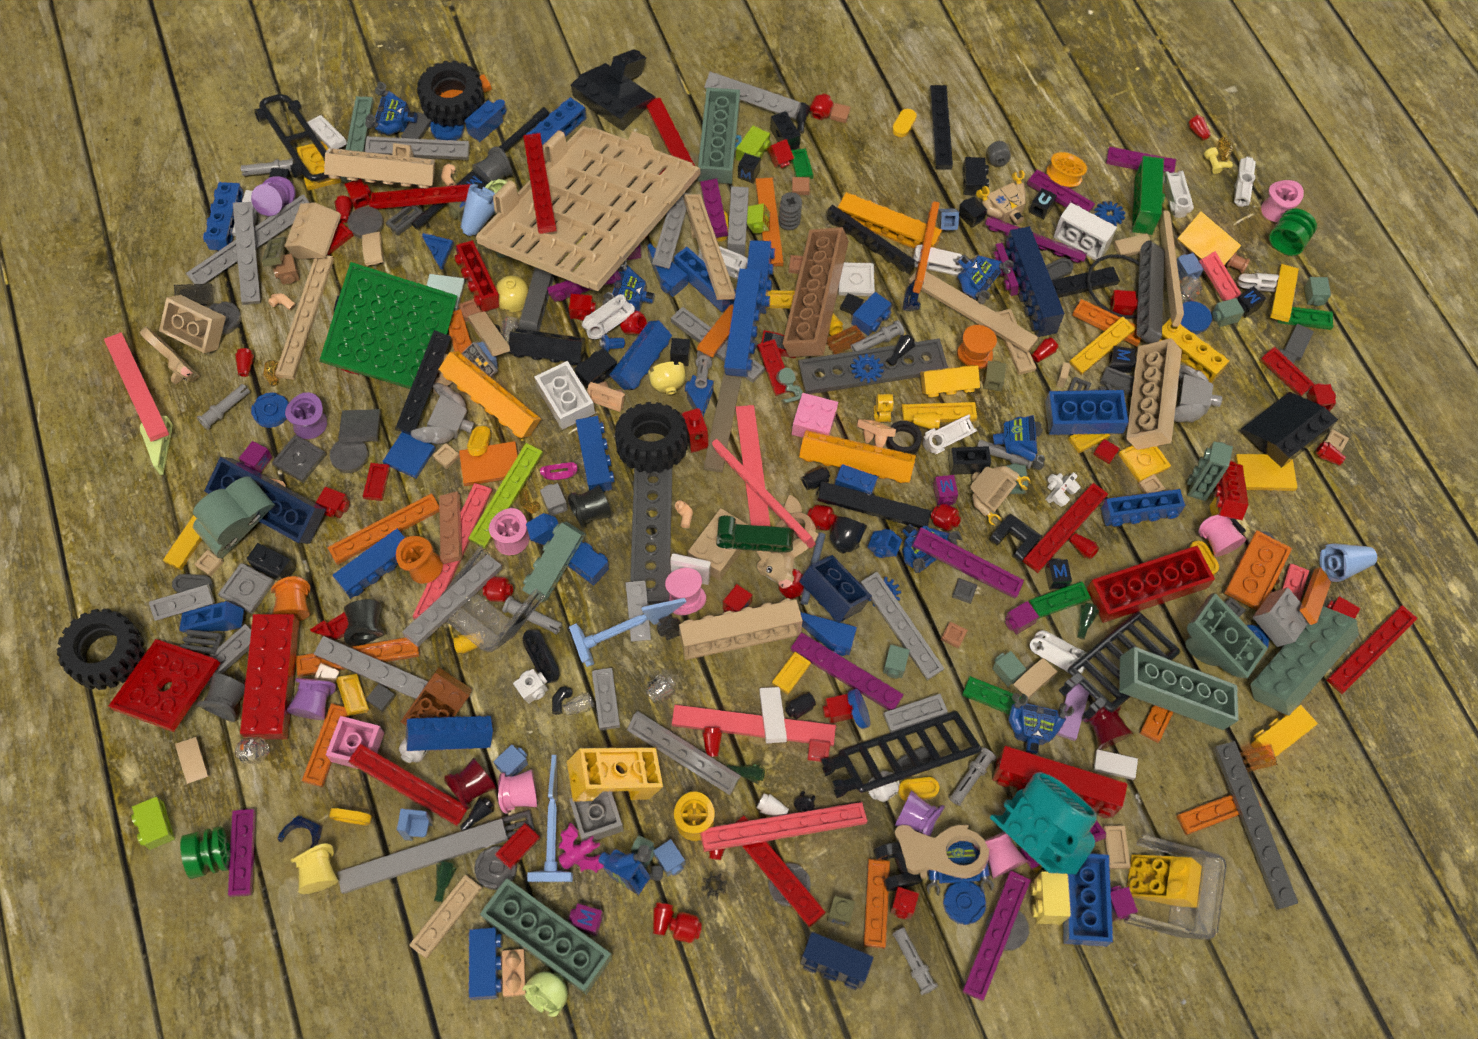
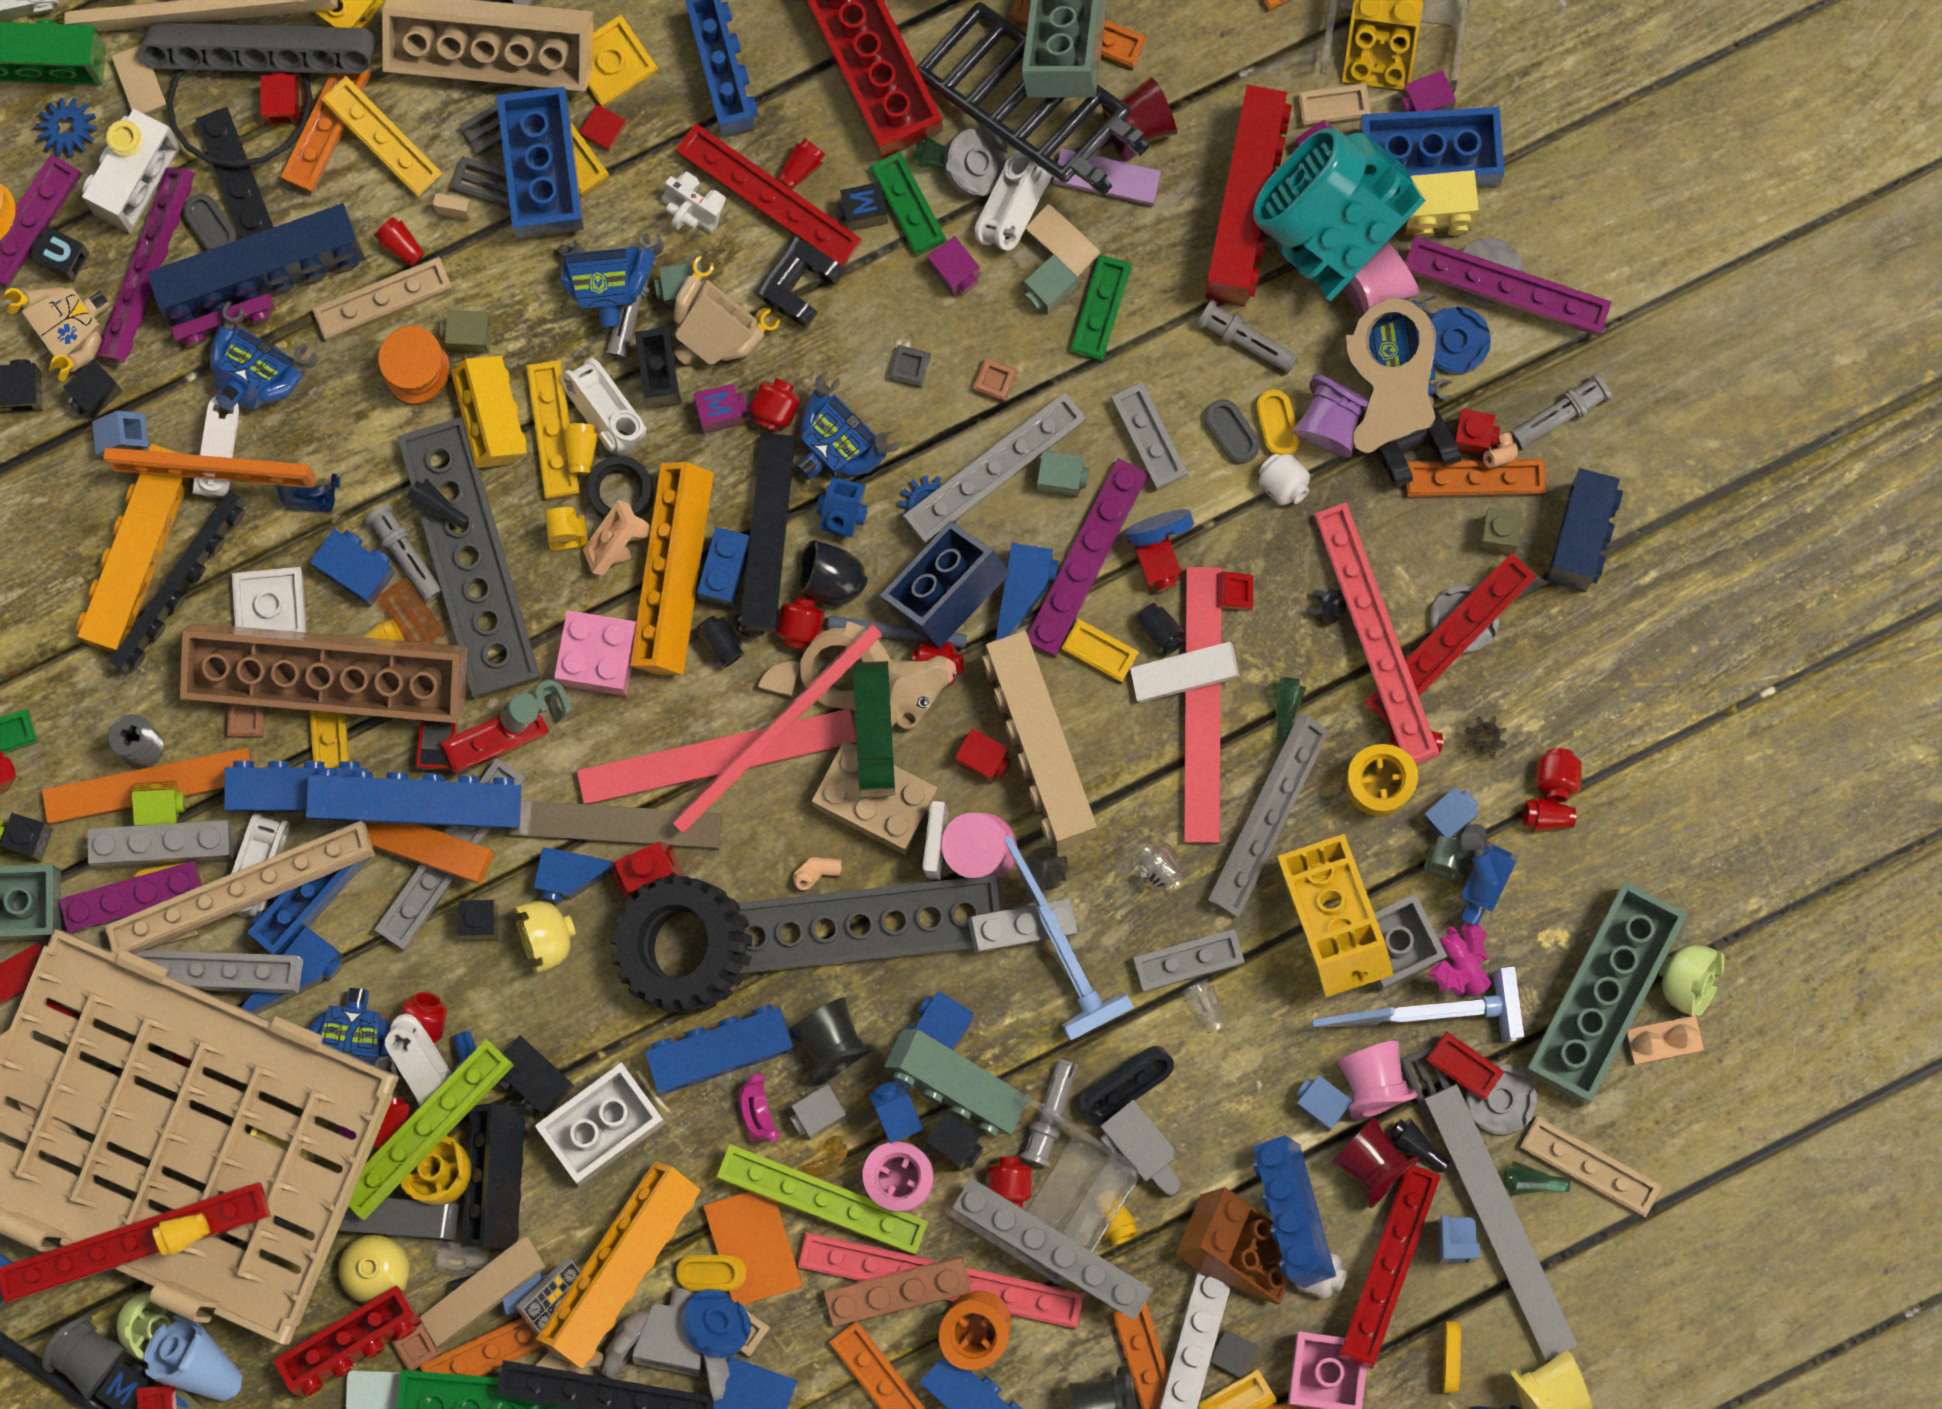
camera: 90 degrees left, 15 degrees up
(449, 435) = (715, 1324): none -> blue tile
(484, 964) = (1660, 1086): blue brick -> none
(503, 661) = (1143, 1144): none -> light grey hinge
(521, 559) = (955, 1142): none -> black brick
(531, 685) = (1197, 1094): white brick -> none
(536, 192) = (179, 1233): none -> yellow cone
(554, 318) = (440, 1175): none -> yellow cylinder
(562, 693) = (1196, 1043): black arm -> none
(574, 311) = (428, 1126): none -> lime plate
(586, 919) = (1567, 935): magenta brick -> none
(605, 396) = (585, 1062): light nougat tile -> none
(641, 355) = (495, 992): blue brick -> none
(703, 363) = (550, 866): light grey pin -> none
(712, 740) = (1241, 769): red cone -> none
(771, 806) = (1341, 659): white cone -> none
(800, 185) = (54, 732): nougat tile -> none
(851, 304) = (330, 607): black tile -> none
(855, 782) = (1292, 521): black bar -> none
(872, 364) = (489, 554): blue gear -> none
(889, 920) = (1504, 453): none -> light nougat arm
(967, 563) = (867, 360): magenta plate -> none
(977, 312) = (332, 368): tan tile -> none
(1035, 723) = (1146, 233): torso -> none
(1083, 633) = (974, 161): none -> flat silver tile
(1100, 220) = (124, 138): none -> light yellow tile
(1115, 764) = (1195, 108): white tile -> none
(1118, 380) = (449, 108): dark grey tile -> none
(1122, 359) = (408, 100): black brick -> none
(1151, 485) = (666, 49): tan tile -> none

